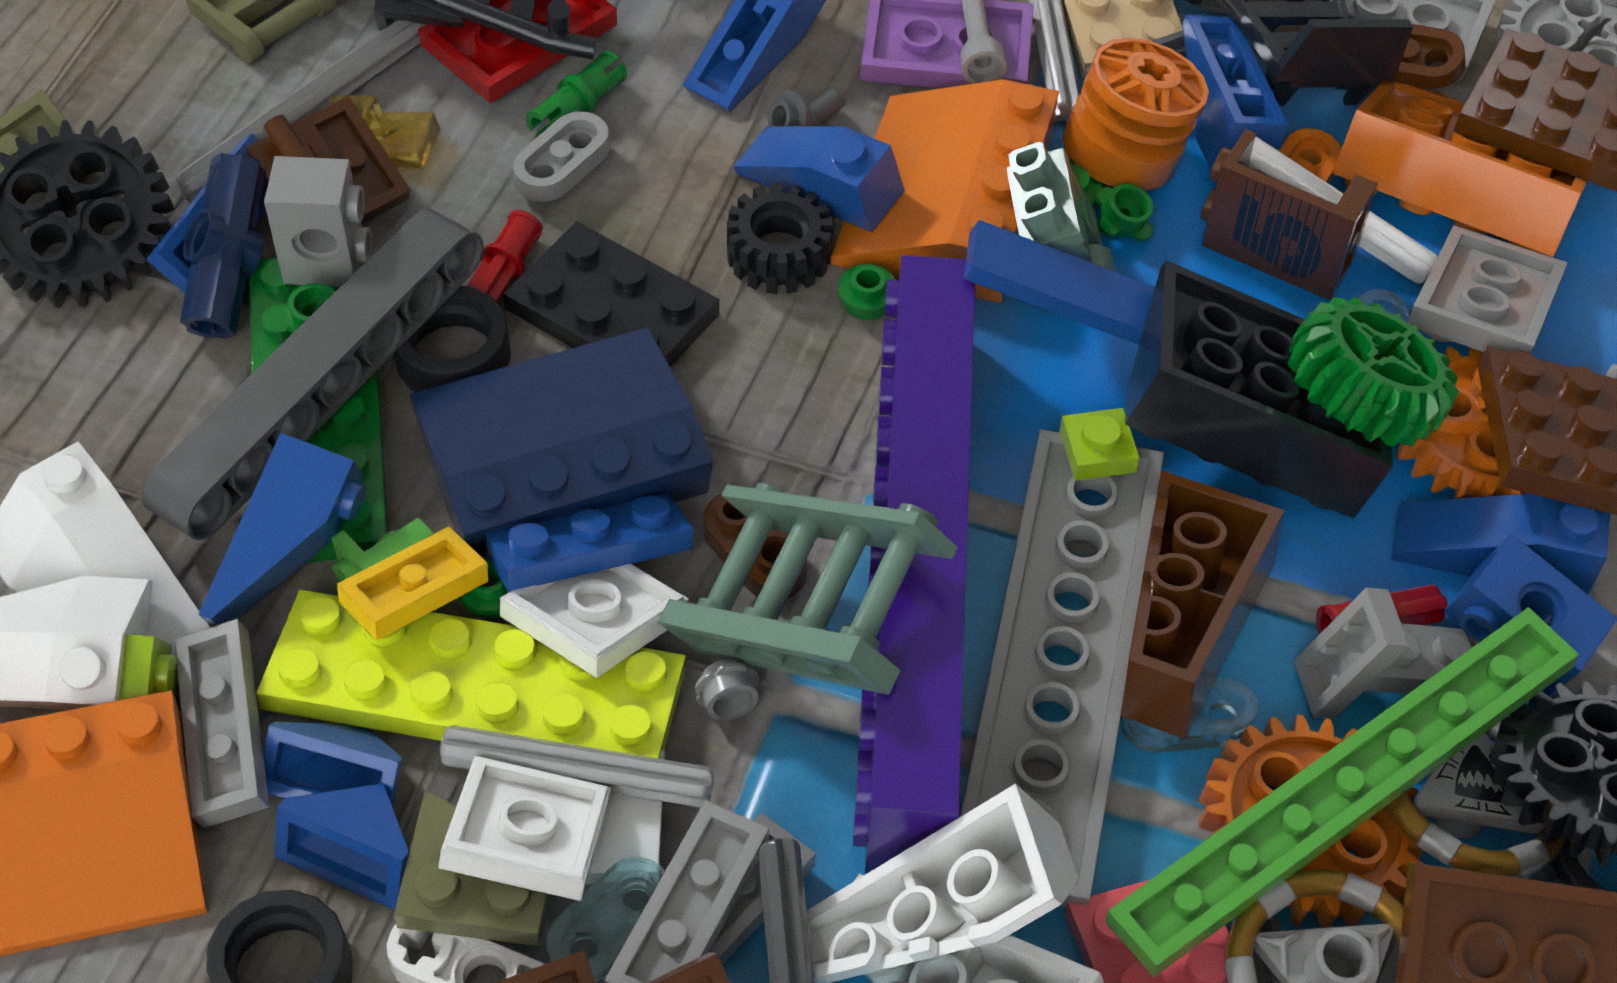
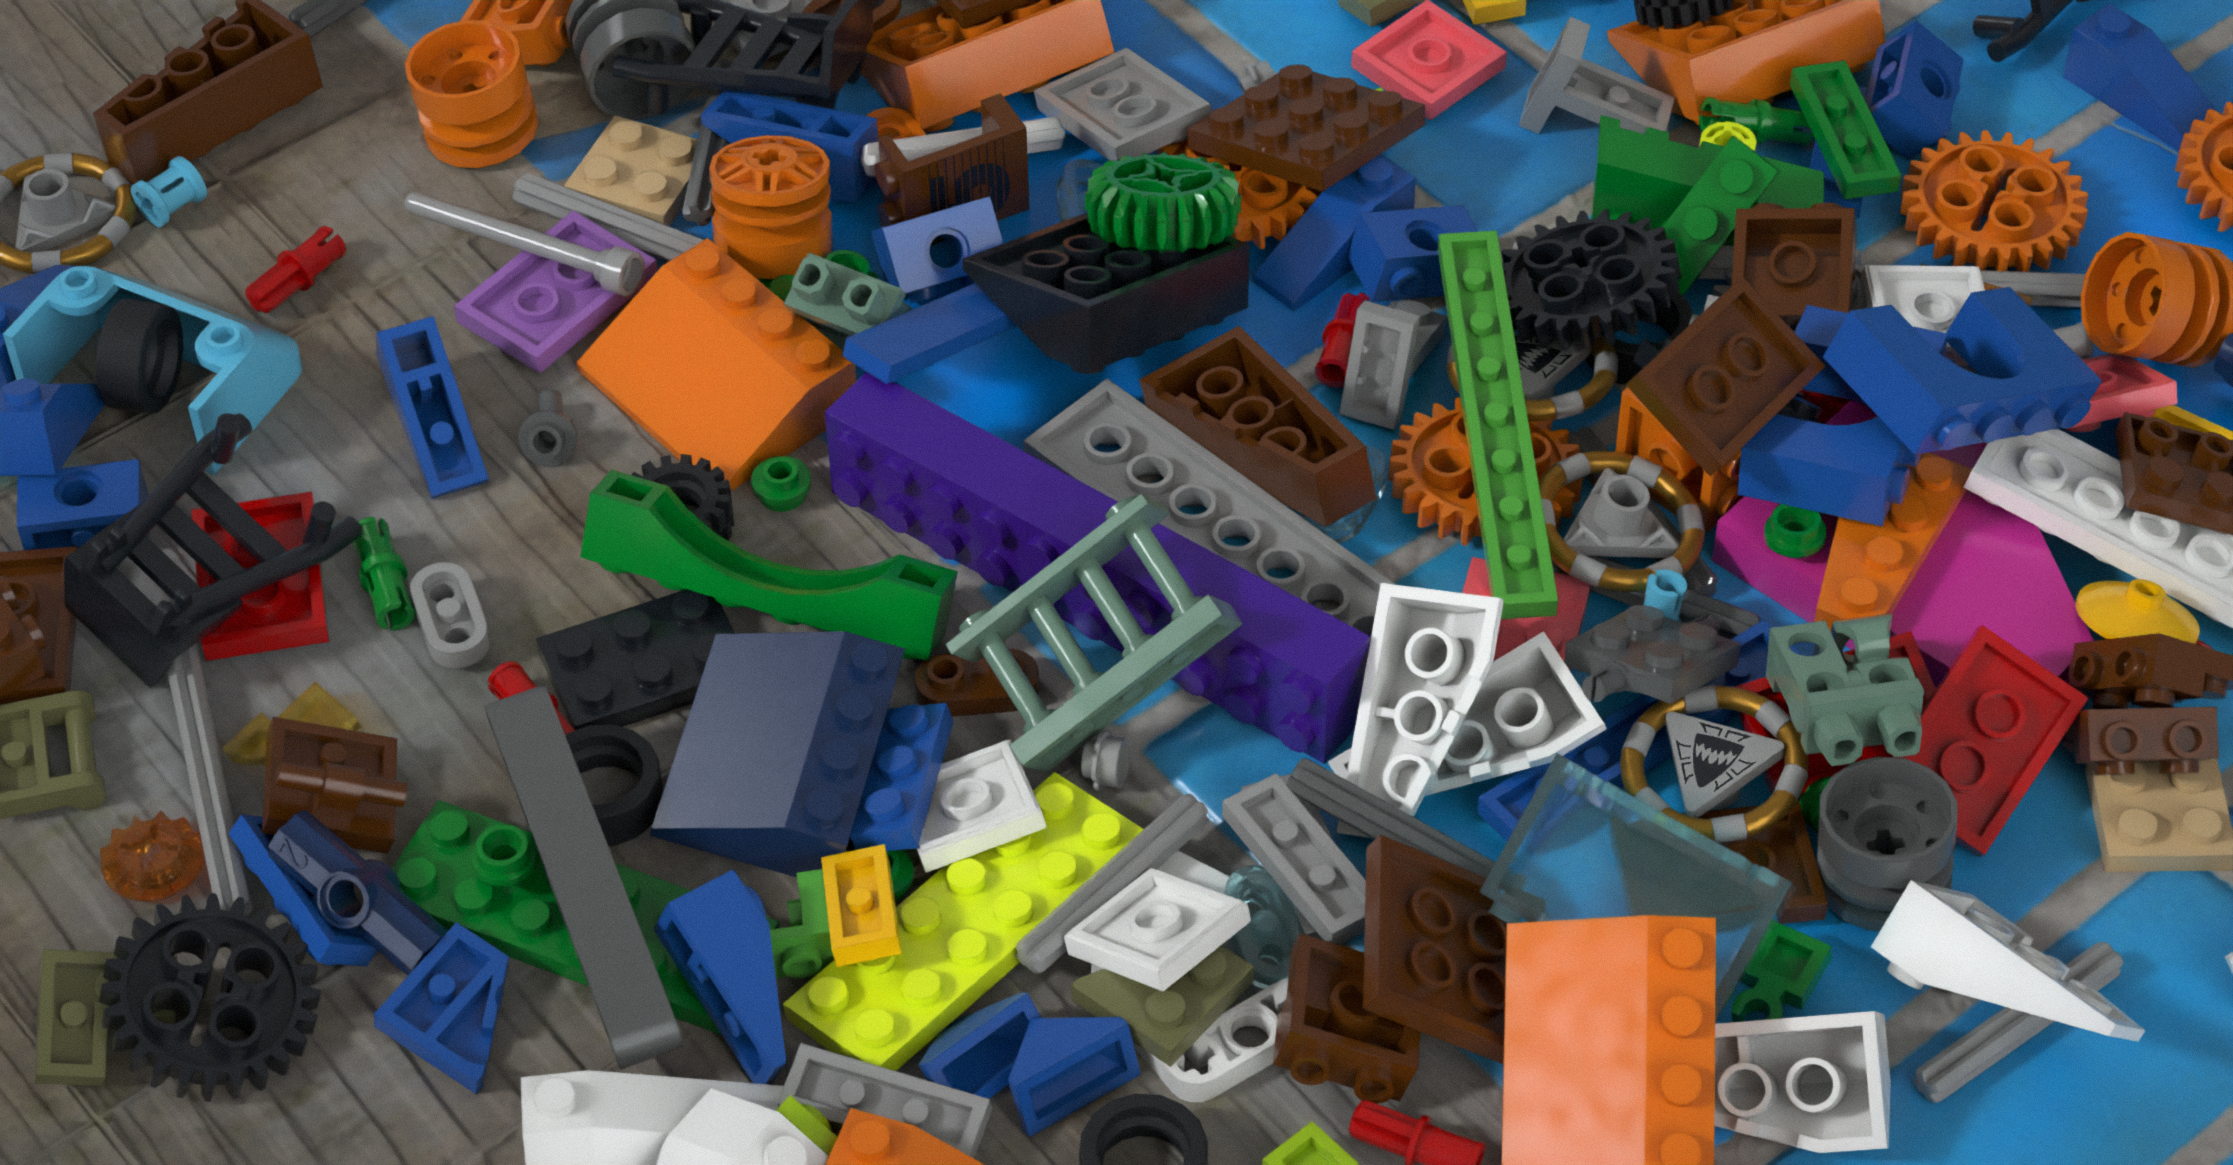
camera: 55 degrees left, 5 degrees down
(165, 368) = (450, 1006): none -> blue wing
(193, 128) = (167, 873): none -> clear orange gear
(316, 220) = (427, 793): light grey brick -> none
(765, 419) = (651, 533): none -> green arch
(838, 164) = (652, 421): blue slope -> none
(1099, 444) = (1073, 409): lime plate -> none
(1177, 226) = (906, 247): none -> brick

